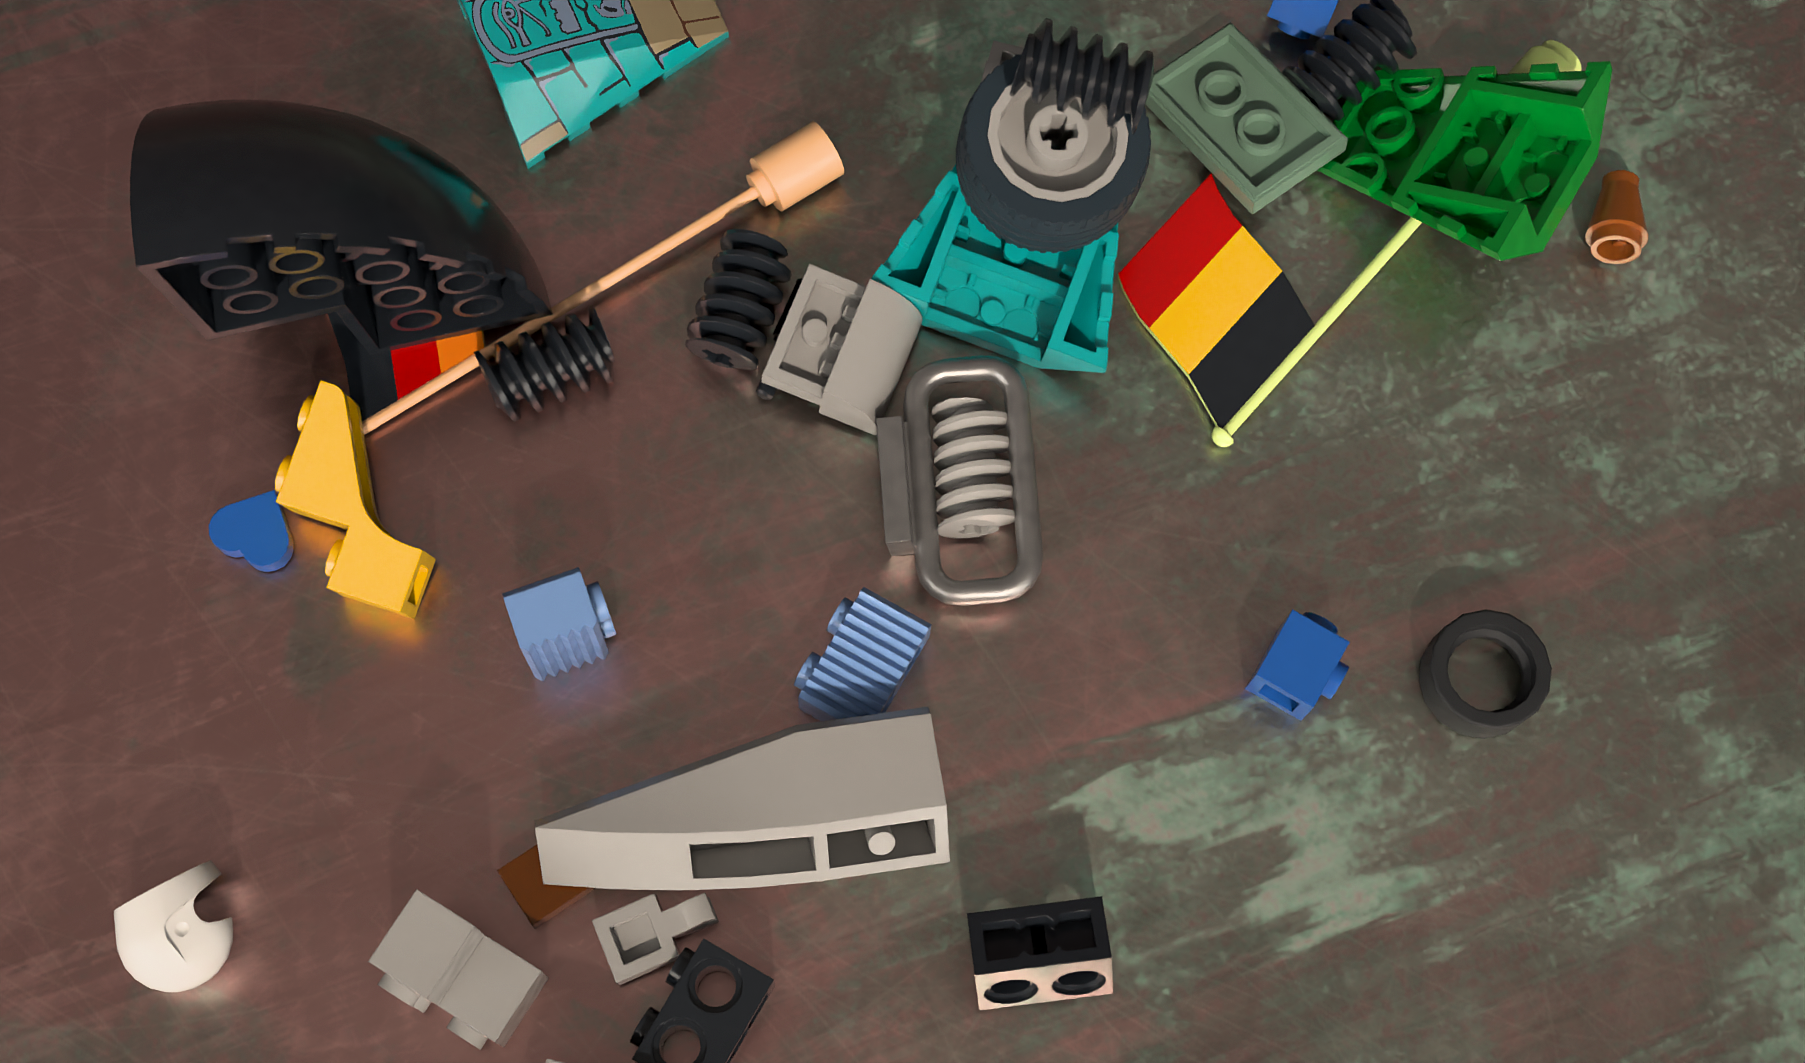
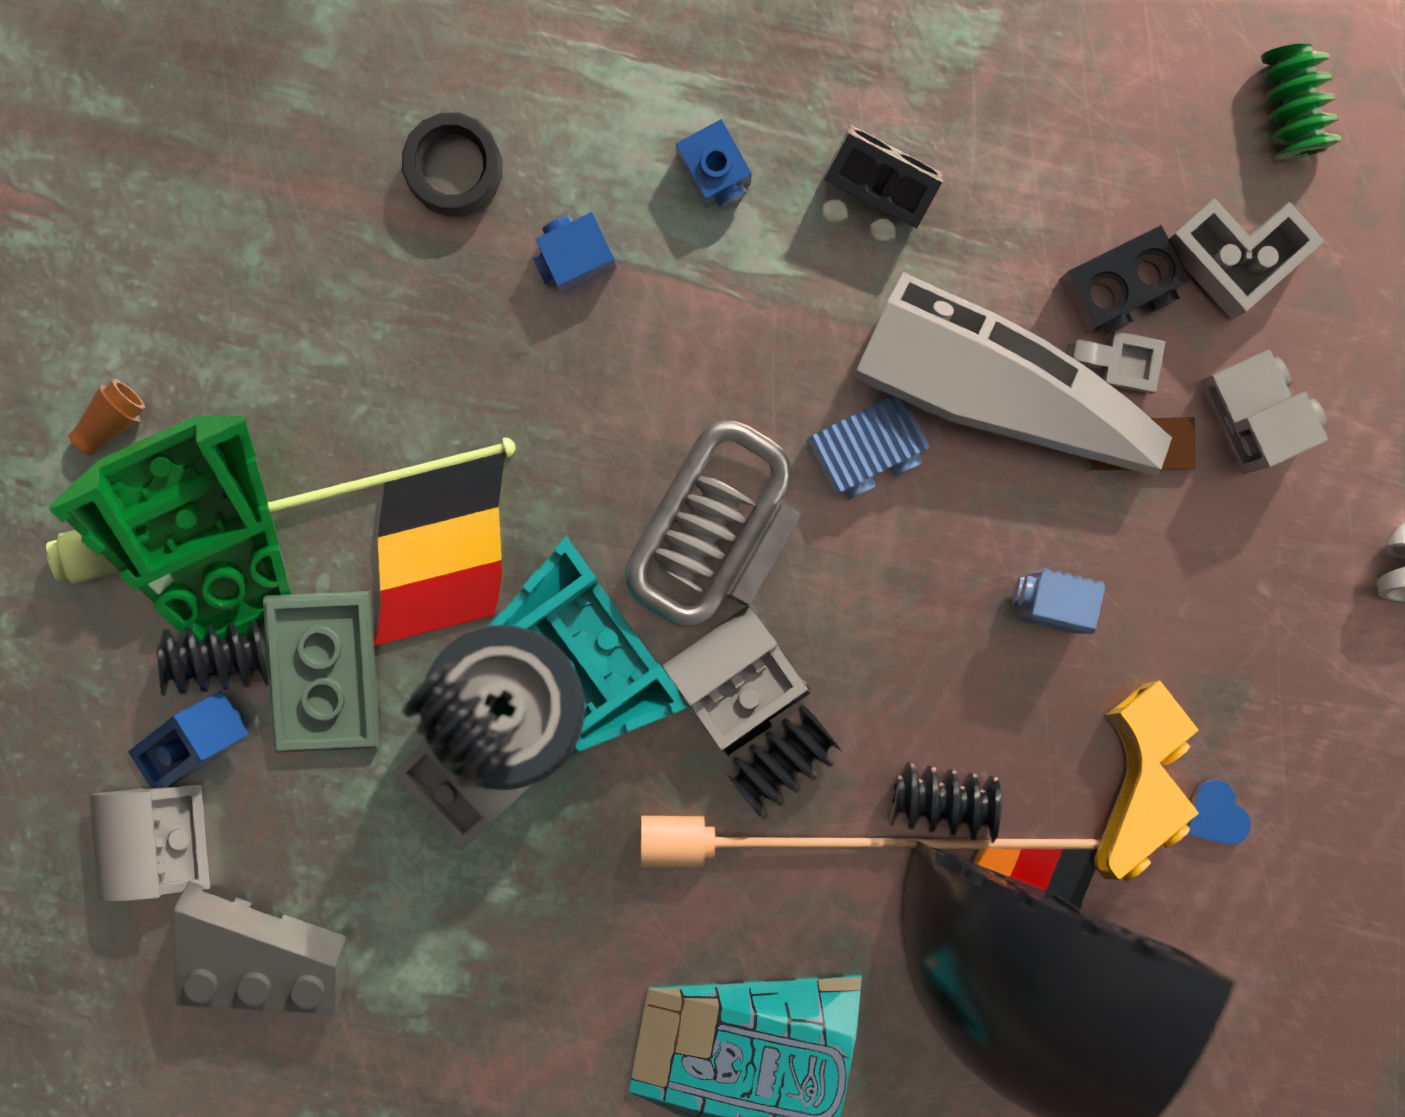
camera: 140 degrees left, 15 degrees up
(1223, 850) = (714, 165): none -> blue brick

